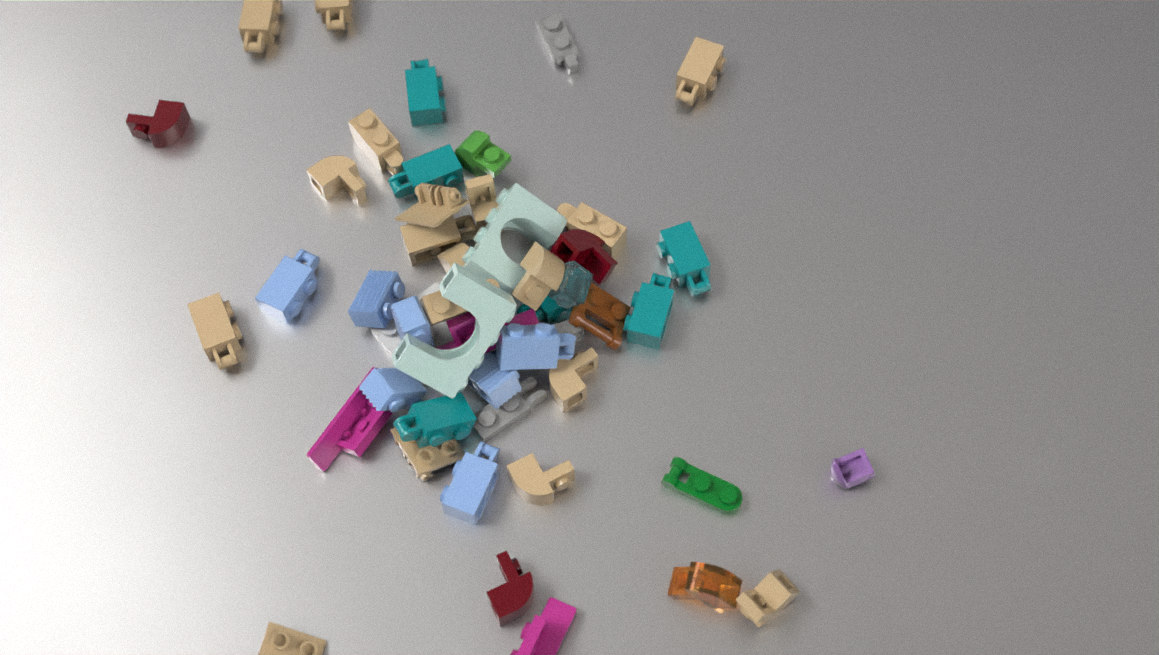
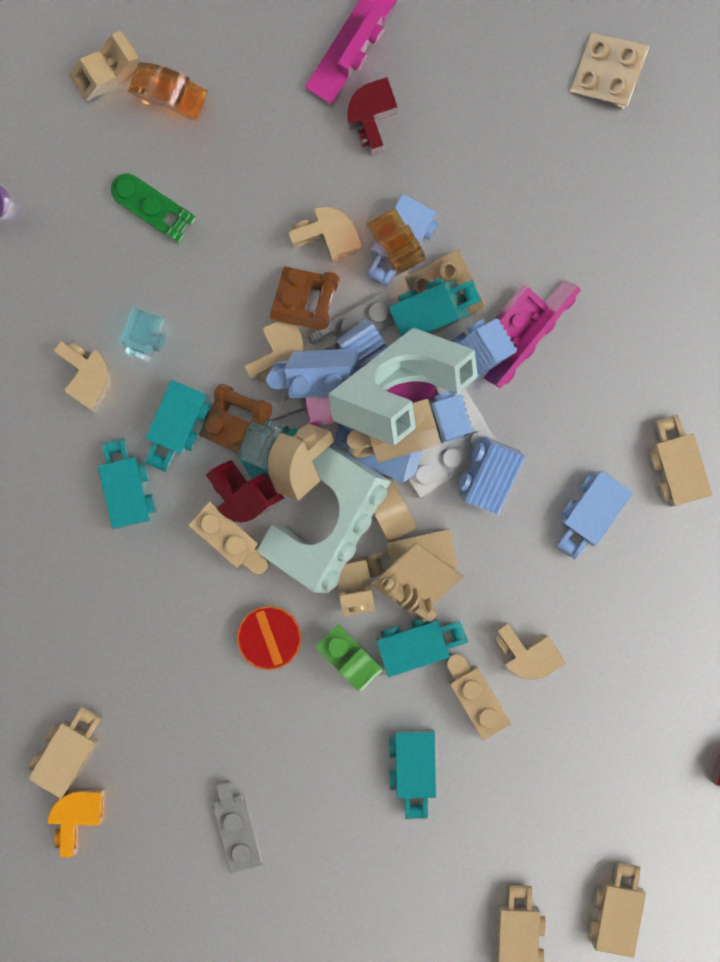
camera: 175 degrees left, 25 degrees up
(471, 459) = (396, 242): none -> clear orange brick
(550, 165) = (269, 638): none -> red piece
(562, 419) = (293, 297): none -> dark orange plate
(680, 35) = (76, 808): none -> light orange brick
(690, 377) = (143, 334): none -> clear light blue brick
(730, 339) = (93, 378): none -> tan brick

